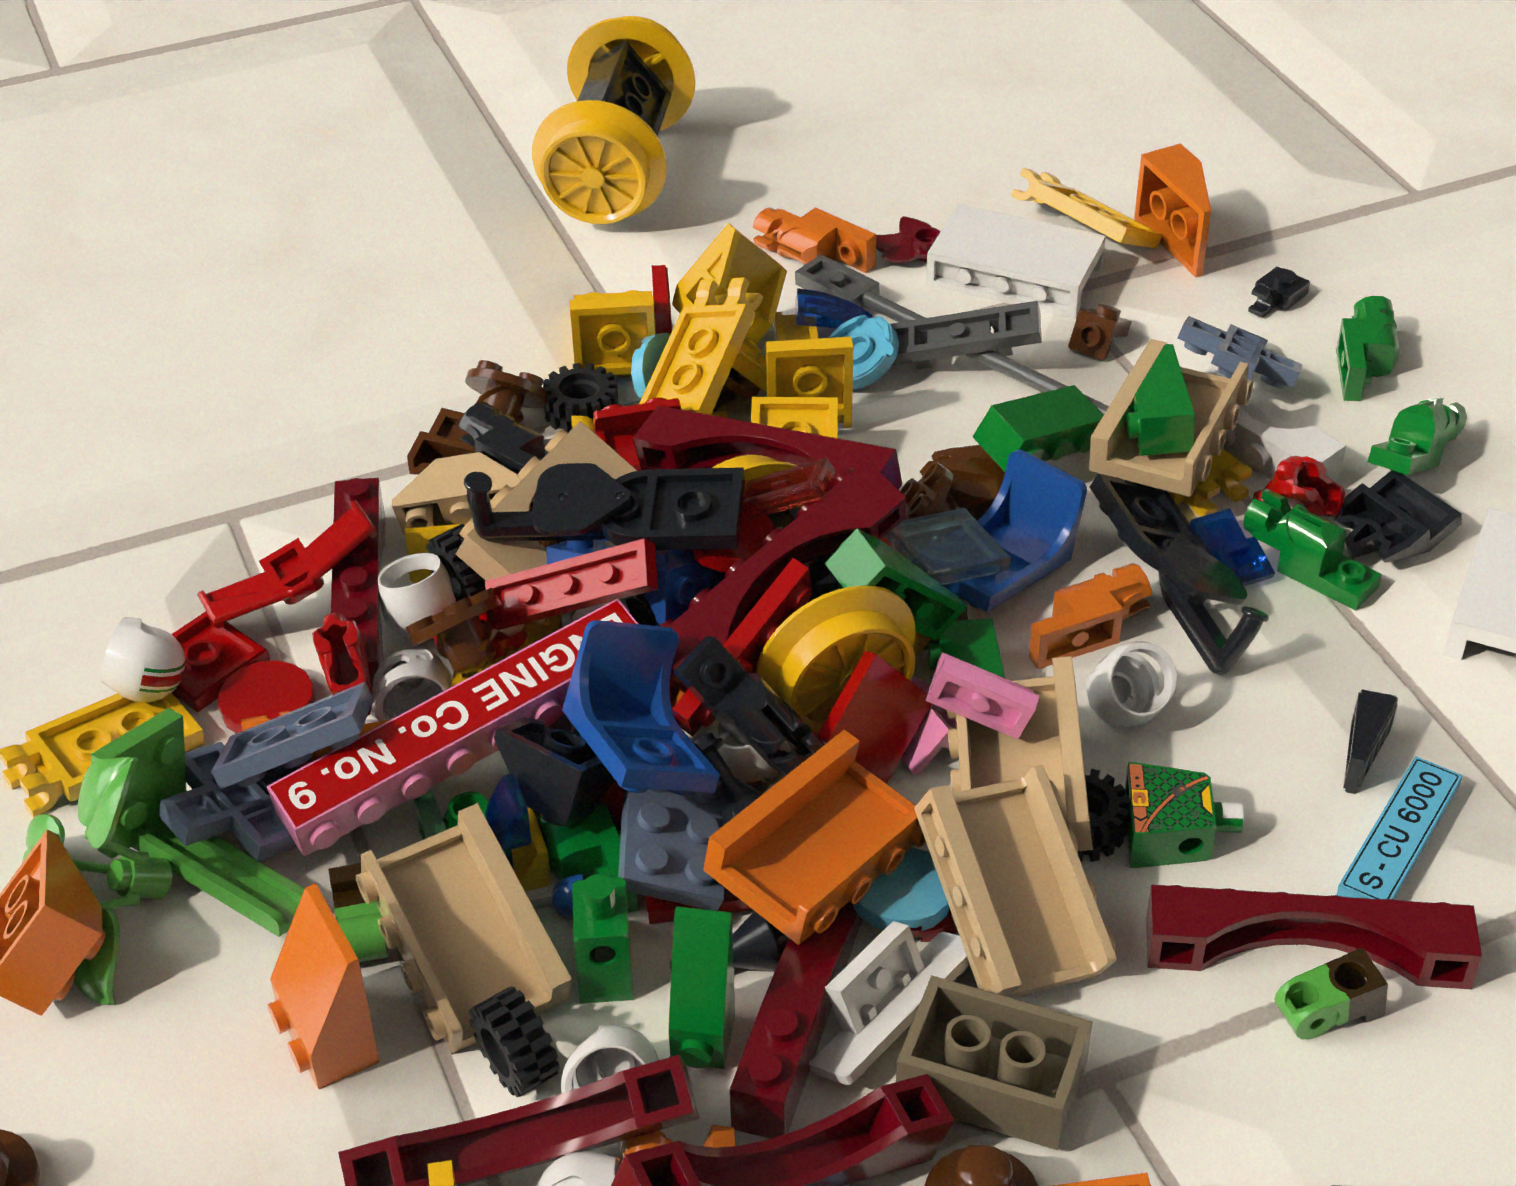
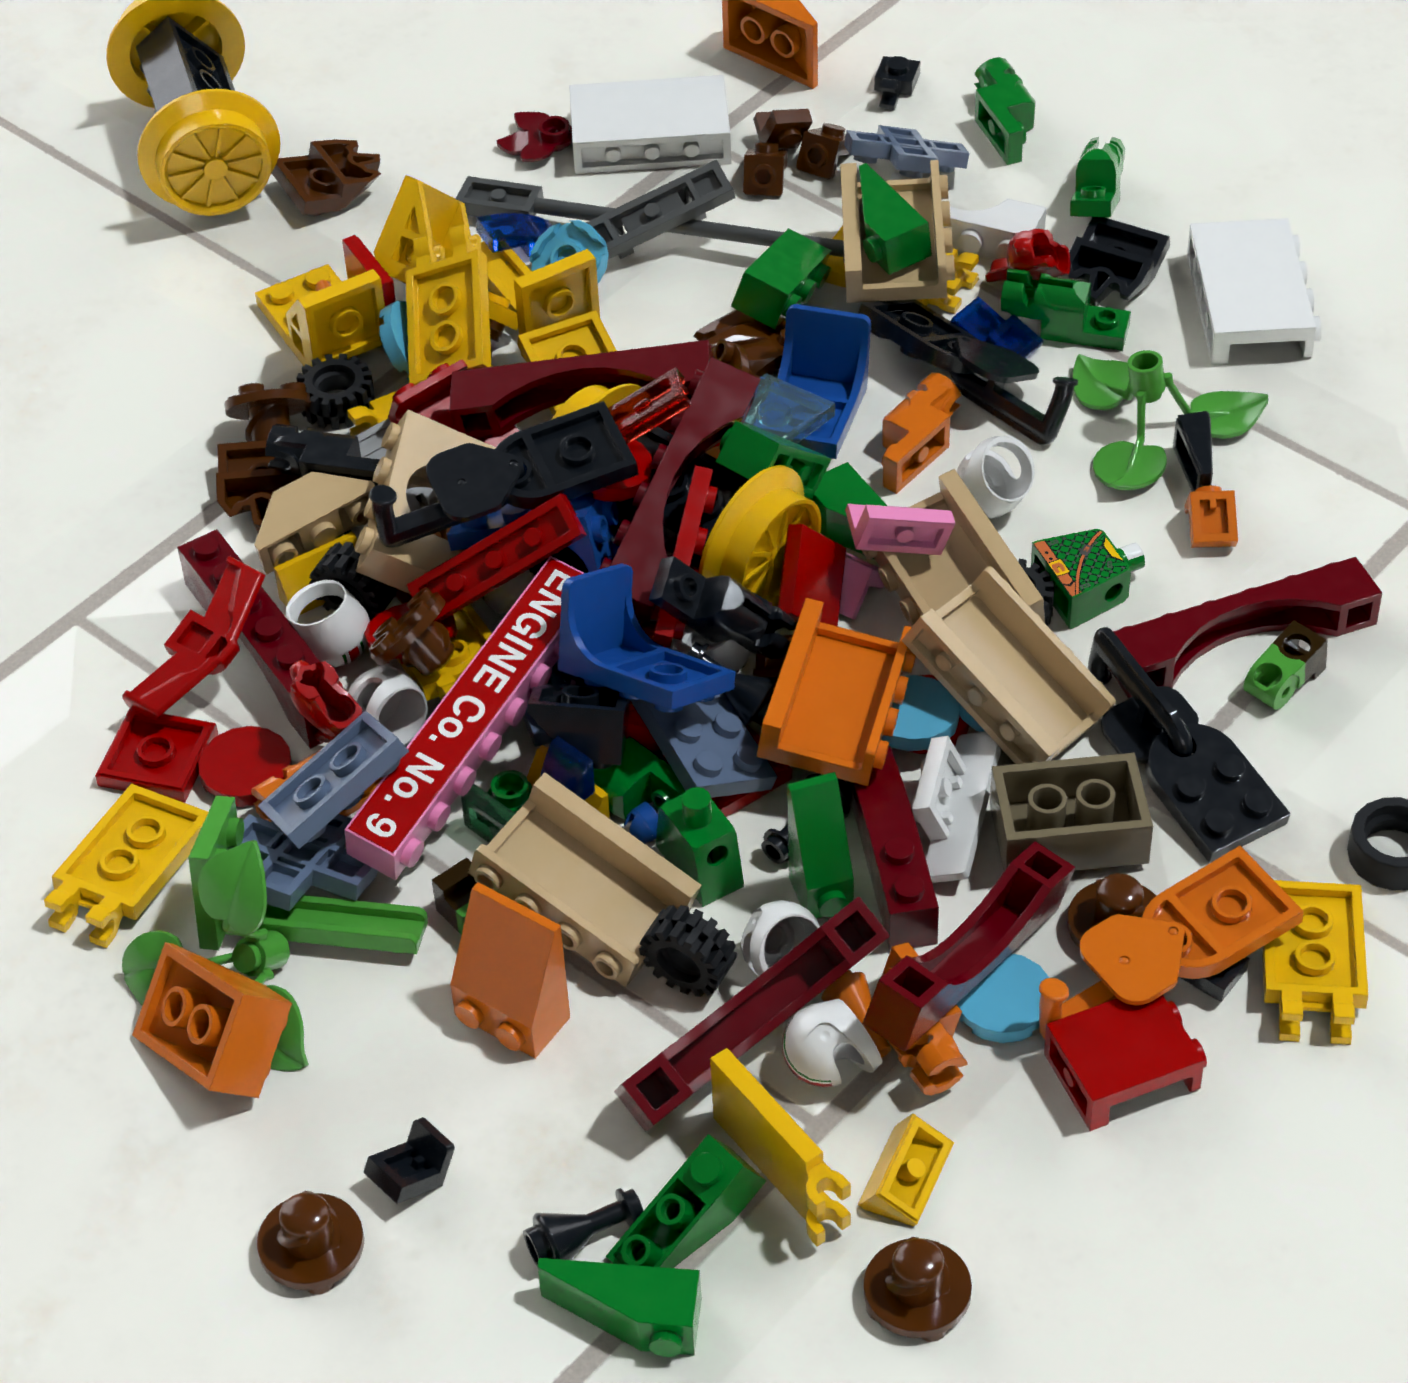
camera: 25 degrees left, 5 degrees up
(116, 1147) = (414, 1165): none -> black bracket
(142, 661) = (124, 772): white helmet -> none
(696, 221) = (327, 176): none -> reddish brown plate
(815, 235) = (451, 160): orange plate -> none
(1049, 191) = (684, 54): yellow tile -> none
(1136, 298) = (783, 126): none -> reddish brown bracket
(1161, 325) = (821, 150): none -> reddish brown bracket
(1162, 1062) = (1209, 792): none -> black plate
(1339, 636) = (1108, 382): none -> bright green plant
(1344, 807) = (1212, 517): none -> orange bracket
(1401, 832) = (1262, 521): medium azure tile -> none

